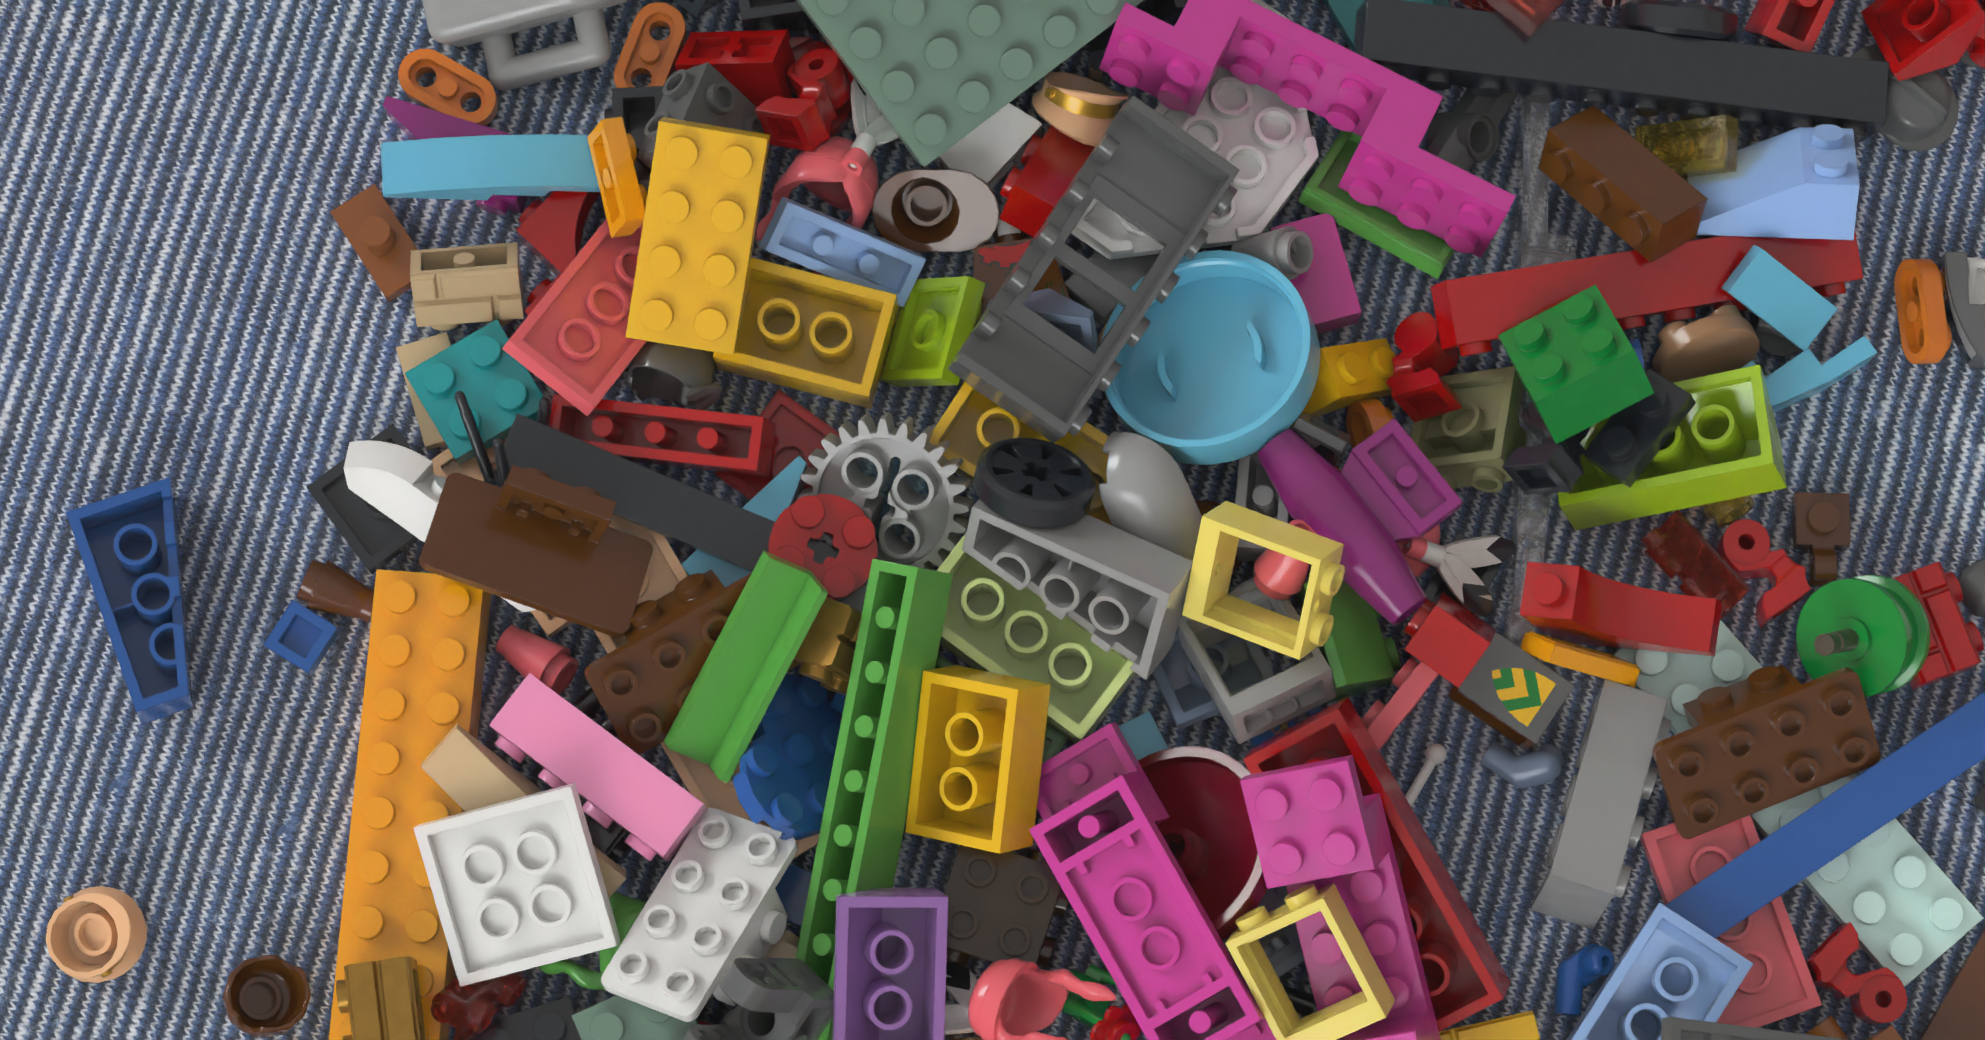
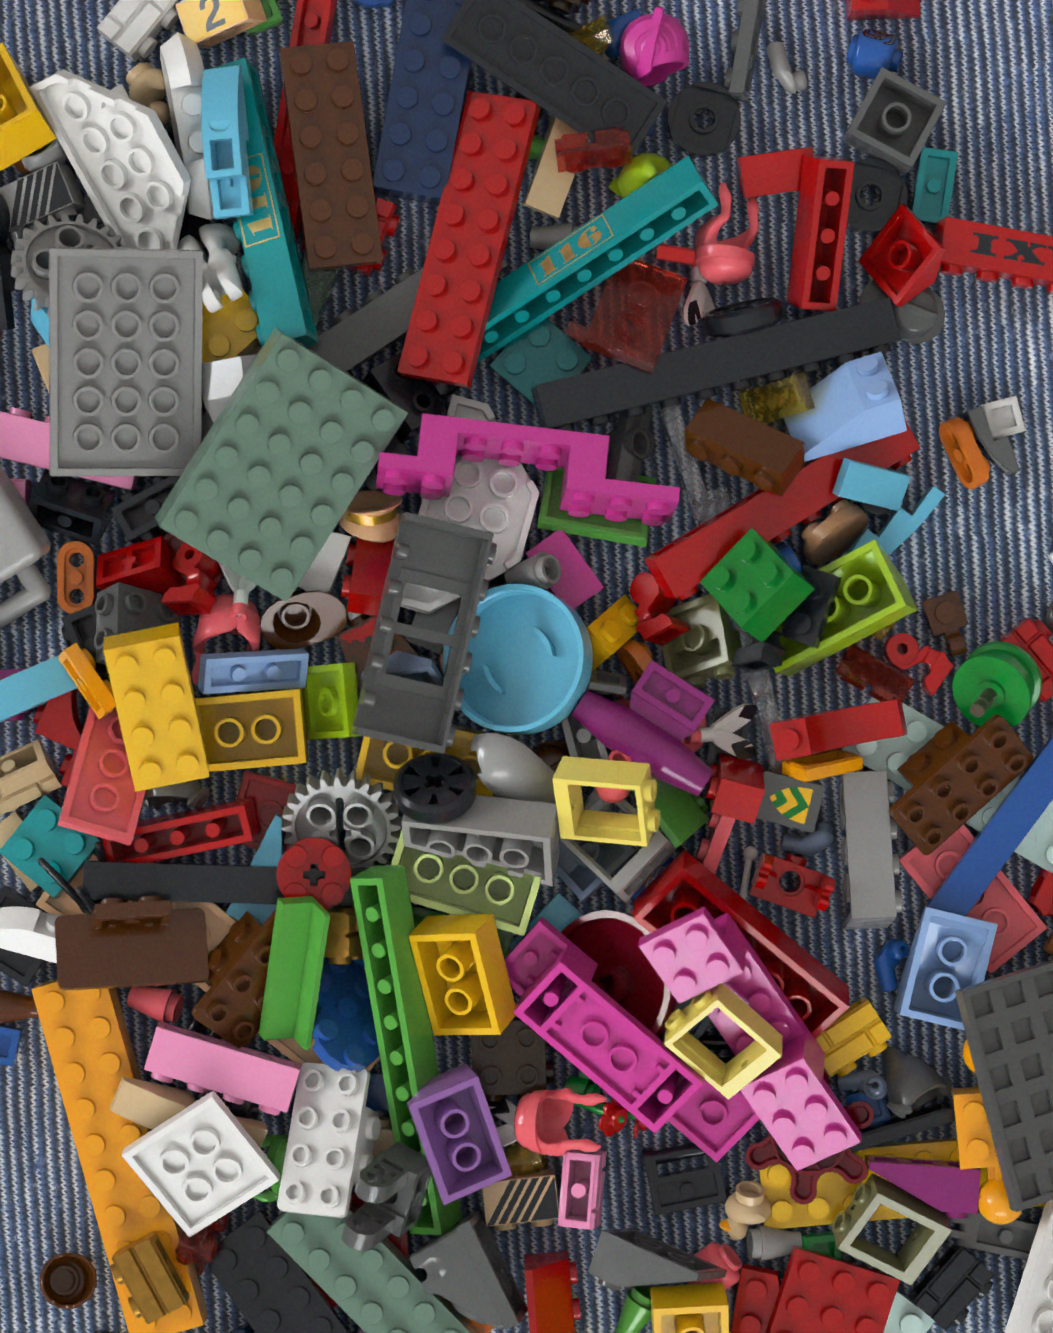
camera: 25 degrees left, 10 degrees up
(1484, 839) = (806, 897): none -> red piece

